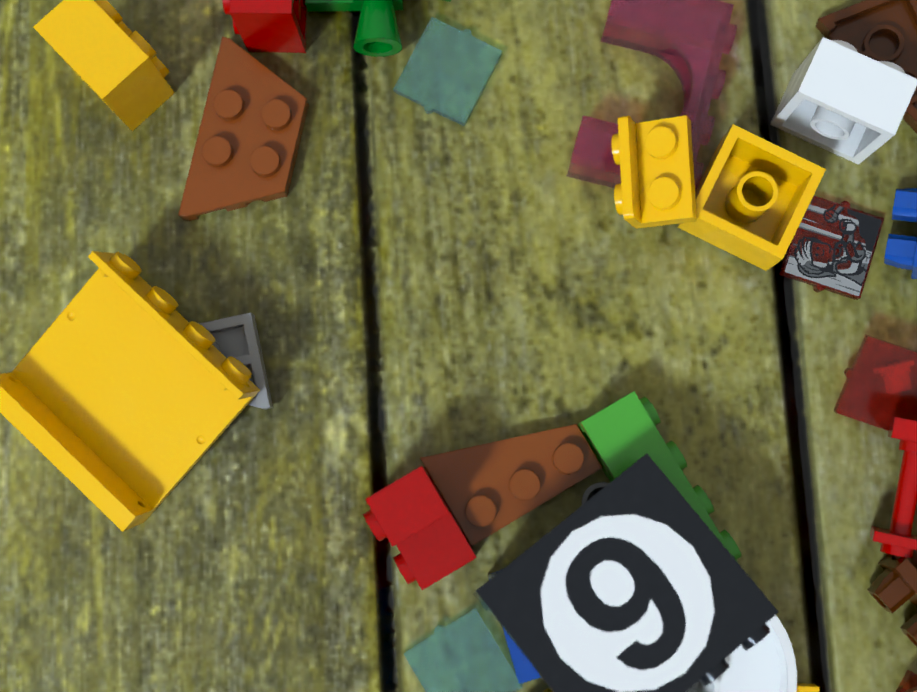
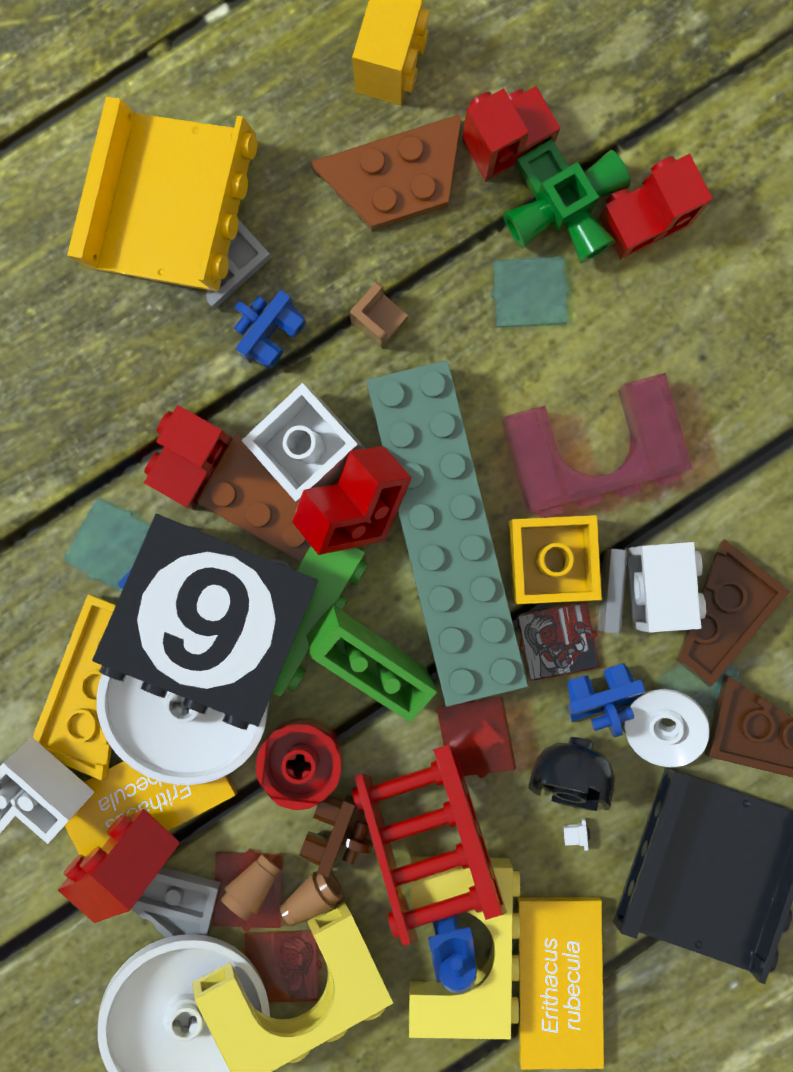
camera: 60 degrees right, 5 degrees up
(323, 338) = (256, 342): none -> blue hips
(385, 238) = (377, 316): none -> medium nougat panel
(479, 391) = (302, 443): none -> white brick
(581, 370) = (358, 507): none -> red brick
(655, 171) = (528, 477): yellow bracket -> none
(663, 296) = (448, 535): none -> sand green brick
(761, 452) = (370, 663): none -> bright green brick
(841, 174) = (612, 591): none -> light grey tile
(855, 587) = (280, 776): none -> red brick

